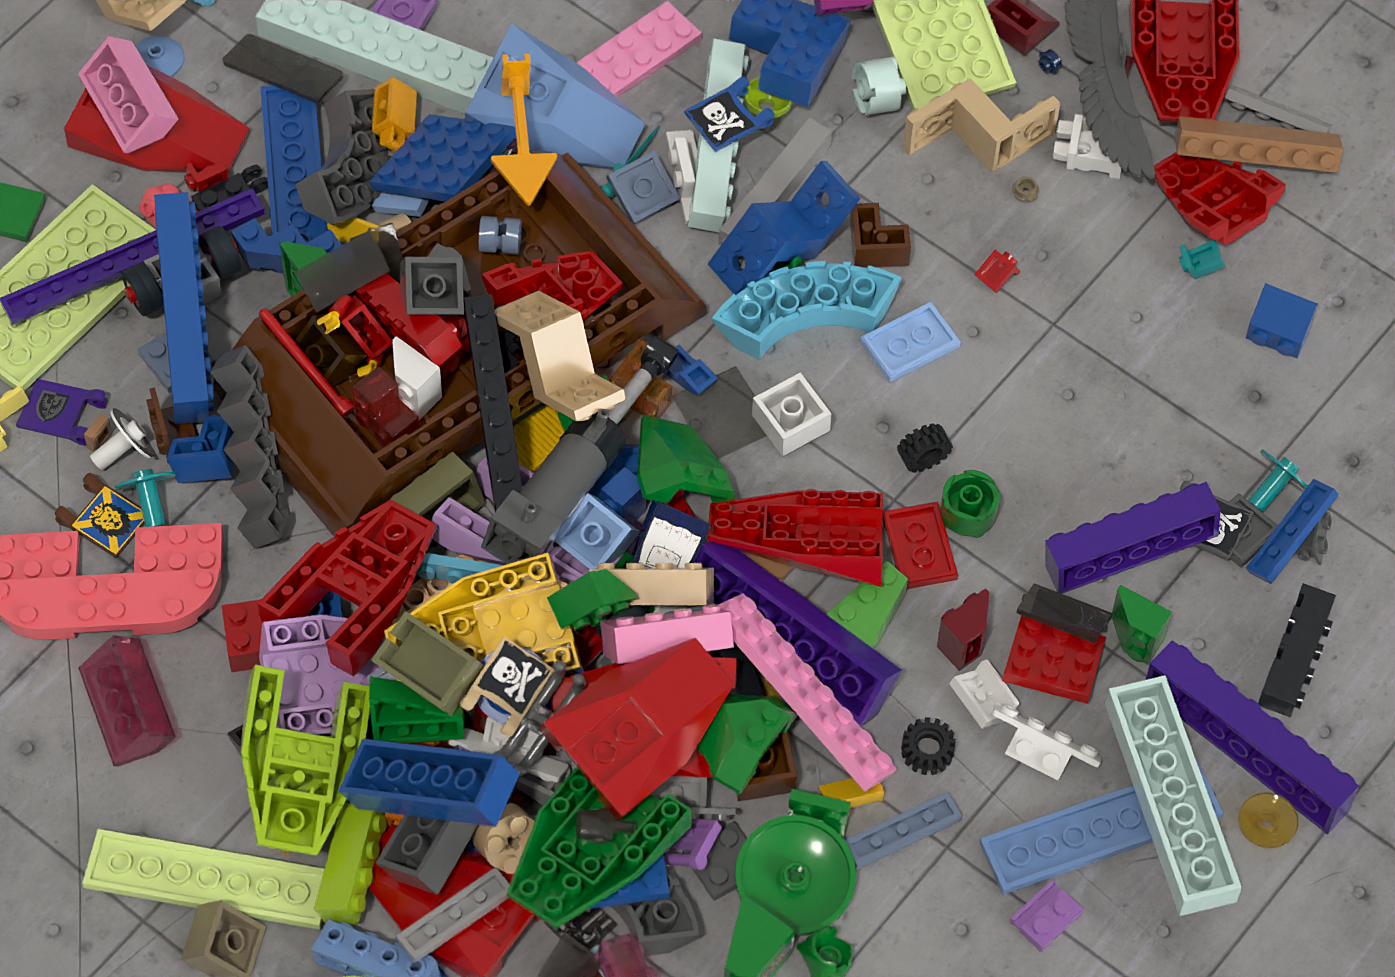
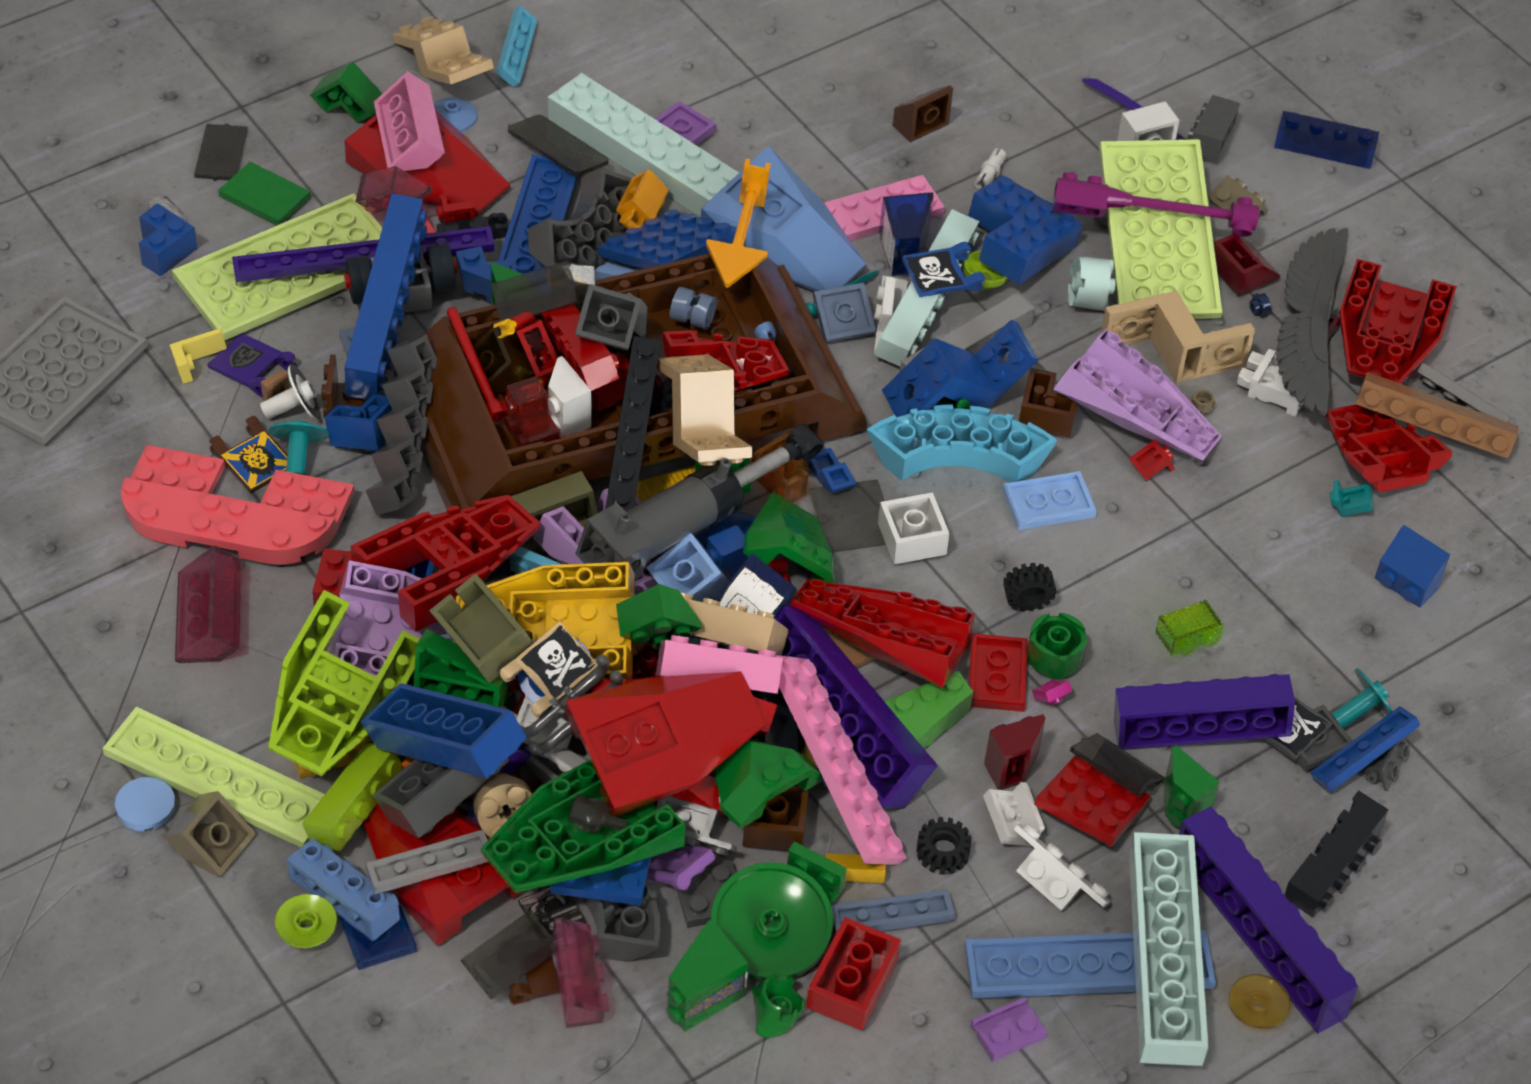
camera: 15 degrees right, 10 degrees down
(42, 62) = (347, 88): none -> green brick
(133, 176) = (377, 187): none -> clear pink slope
(145, 928) = (145, 804): none -> light blue tile
(583, 242) = (768, 331): none -> medium blue hinge
(673, 75) = (904, 227): none -> clear blue slope
(889, 905) = (853, 973): none -> red brick
(963, 205) = (1136, 396): none -> lavender wedge
(979, 552) = (1052, 691): none -> dark pink plate
(1089, 446) = (1189, 628): none -> clear neon green brick

